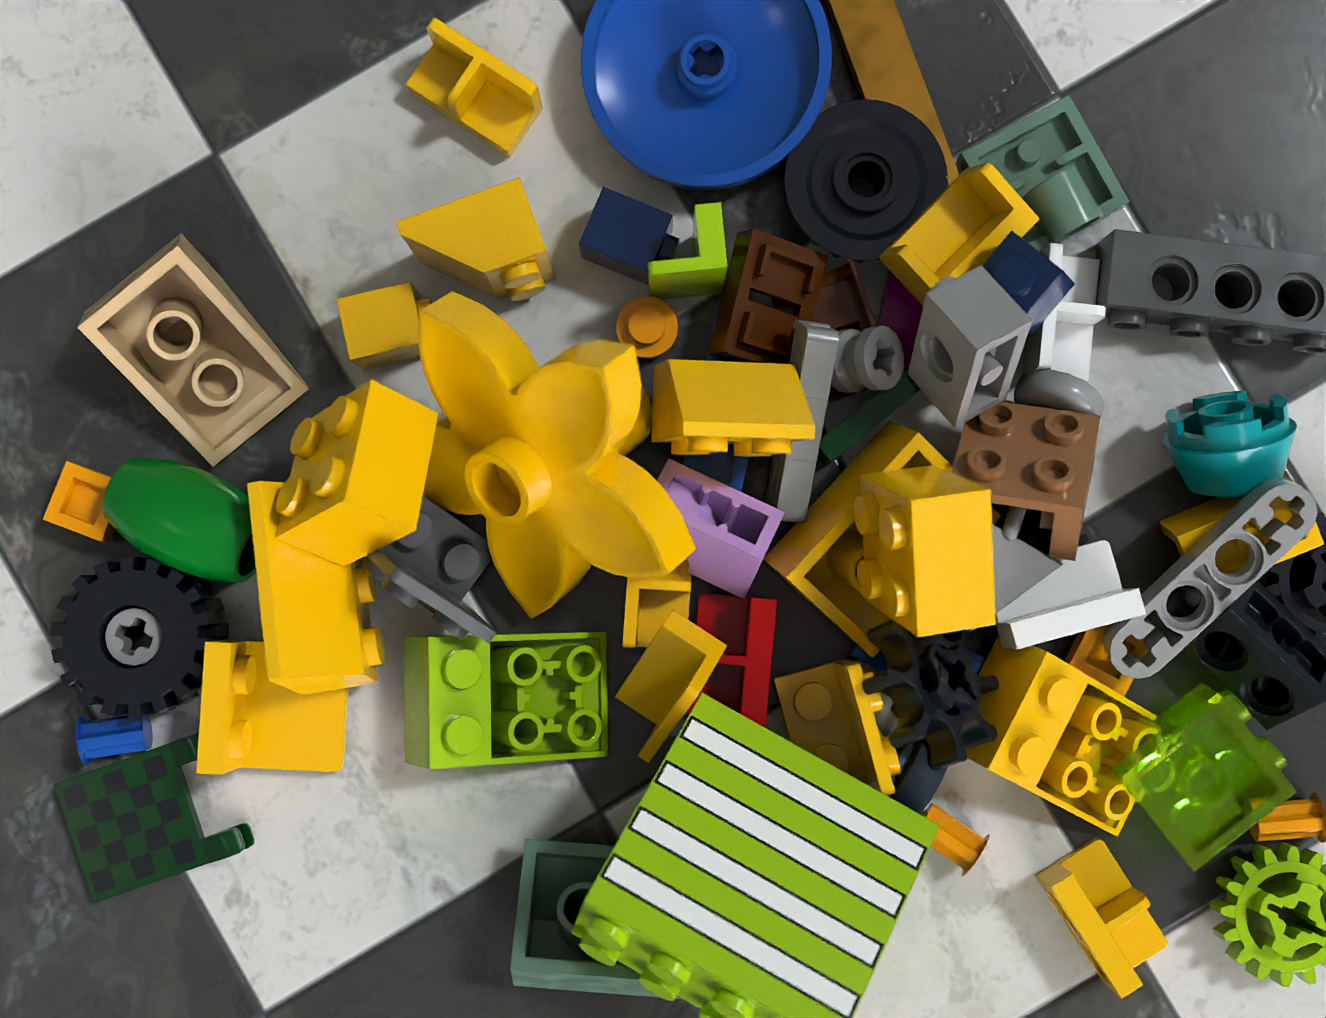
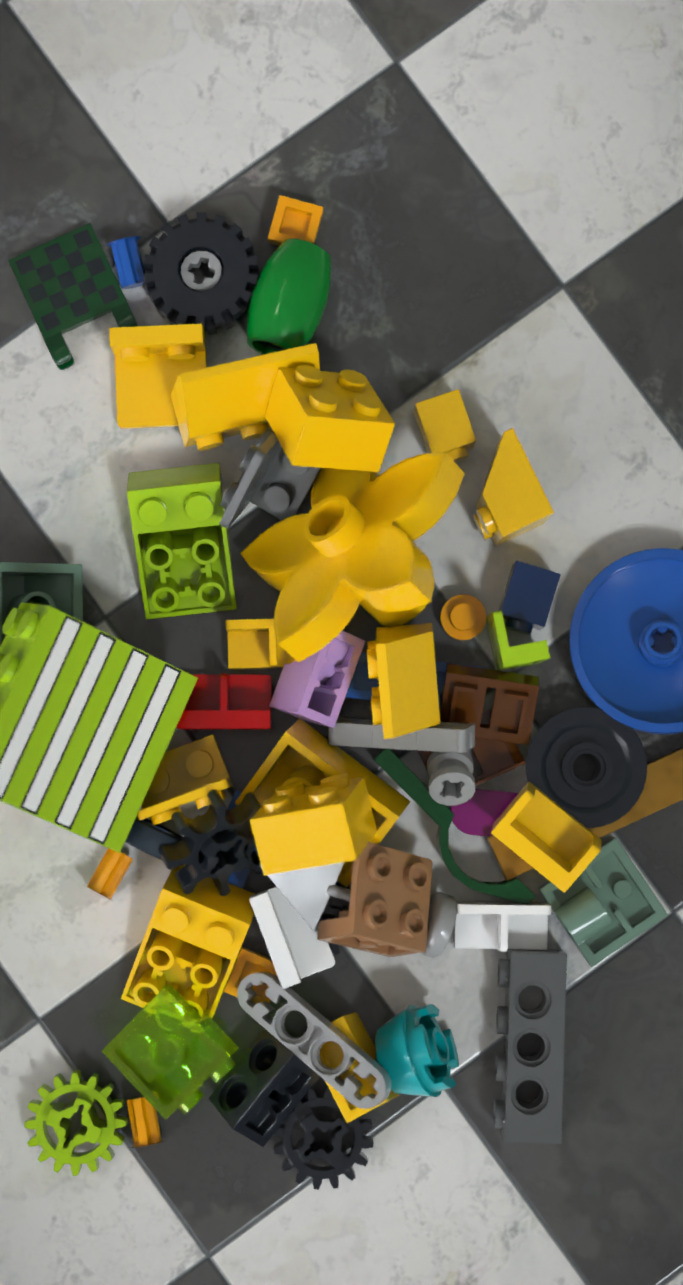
camera: 80 degrees right, 0 degrees up
(193, 350) = (413, 288): tan slope -> none
(475, 89) = (626, 473): yellow panel -> none
(670, 677) = (208, 656): yellow panel -> none
(968, 345) = (462, 844): light grey brick -> none
(1028, 278) = (514, 882): dark blue brick -> none
(1103, 914) = (64, 992): yellow panel -> none

